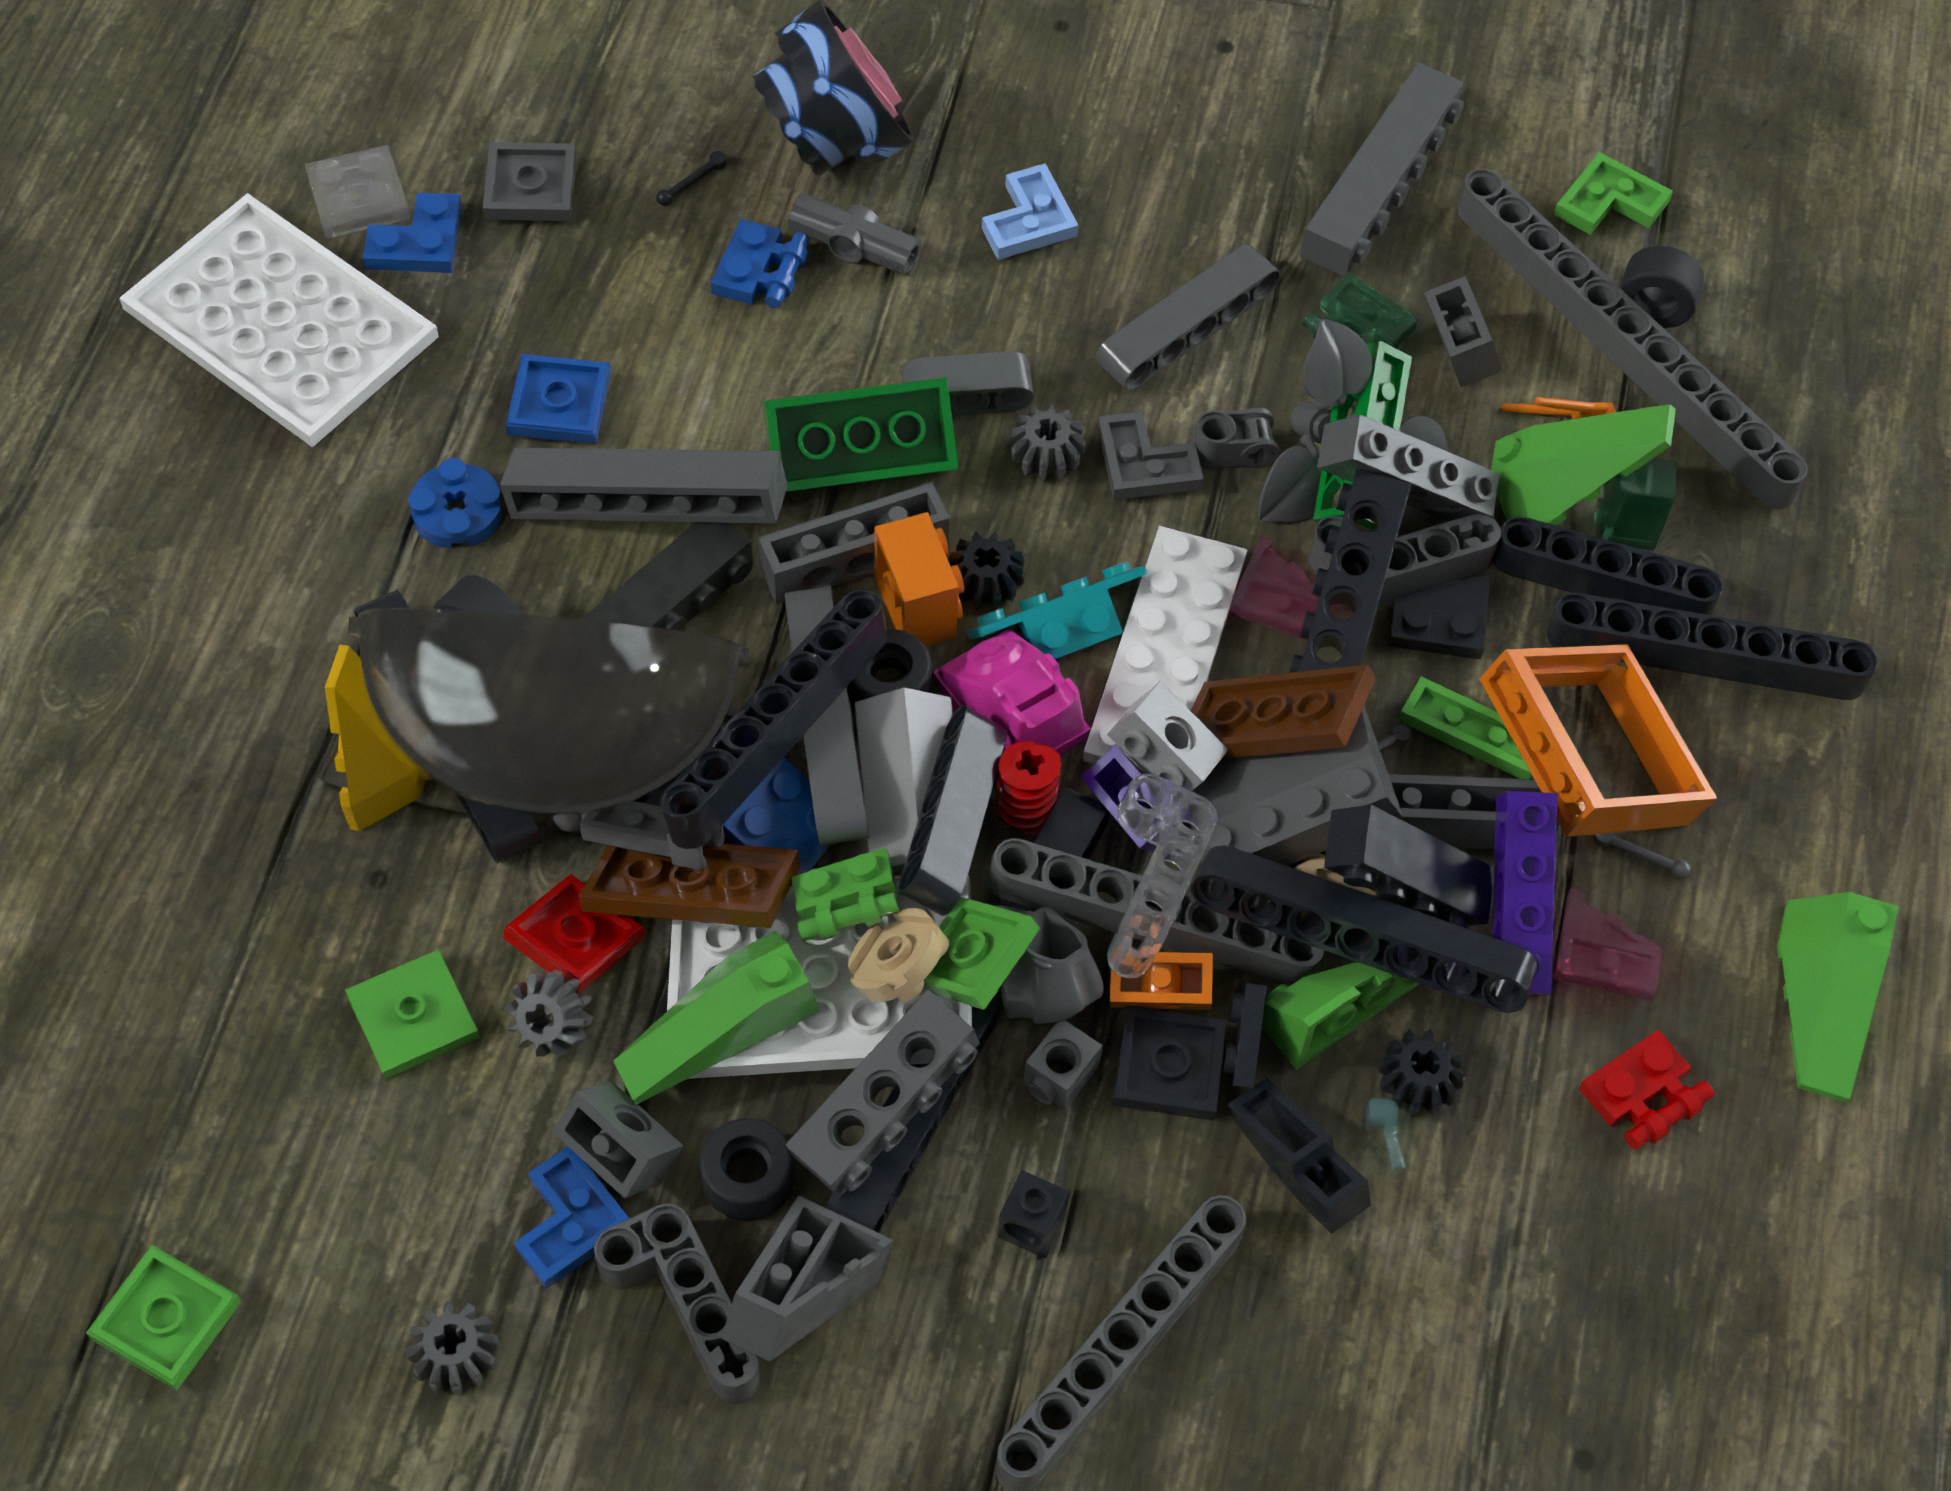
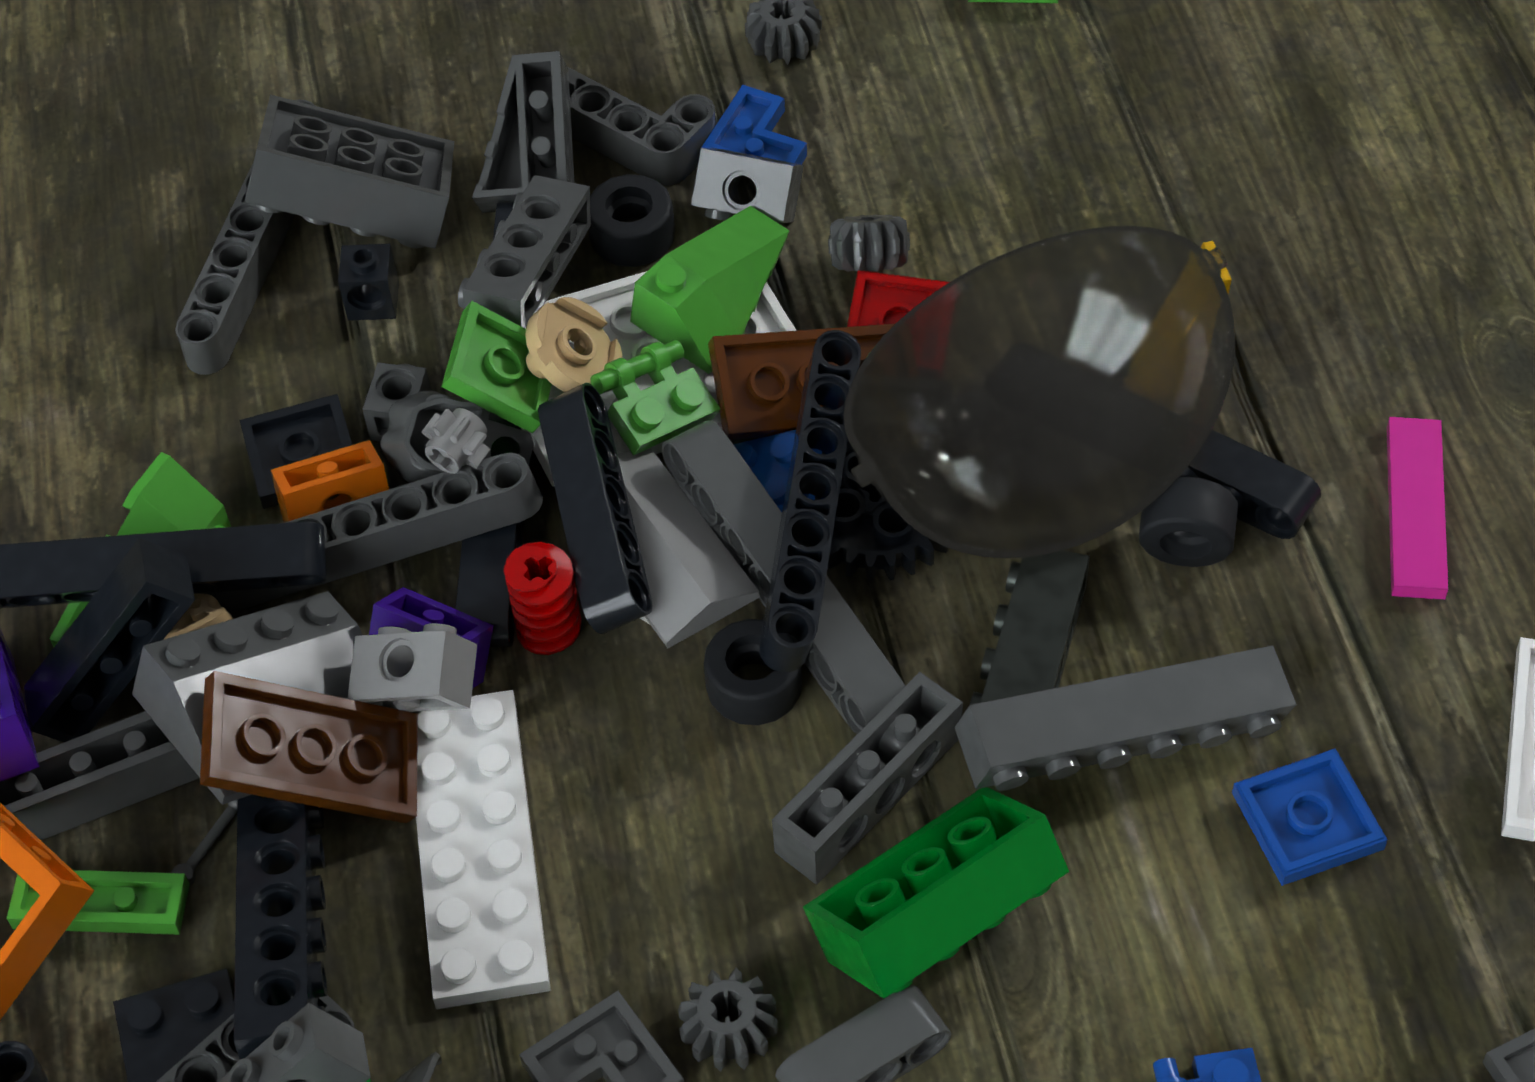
camera: 160 degrees right, 5 degrees down
(284, 582) = (1416, 508): none -> dark pink tile
(412, 1014) = (991, 218): bright green plate -> none
(453, 482) = (1326, 630): blue plate -> none
(917, 579) = (766, 745): orange brick -> none
(988, 569) = (714, 830): black gear -> none
(994, 1343) = (351, 173): none -> dark grey slope
(1017, 690) = (610, 702): dark pink piece -> none
(1046, 897) = (455, 440): none -> light grey gear
(1067, 621) = (606, 825): teal bracket -> none
(1159, 883) = (352, 554): clear beam -> none
(1242, 1055) = (233, 480): black wing -> none
(1274, 592) = (379, 961): clear pink wing -> none
(1301, 1155) = (149, 425): black slope -> none
(1384, 1114) = (84, 495): clear light blue hand -> none
(1412, 1056) = (55, 520): black gear -> none

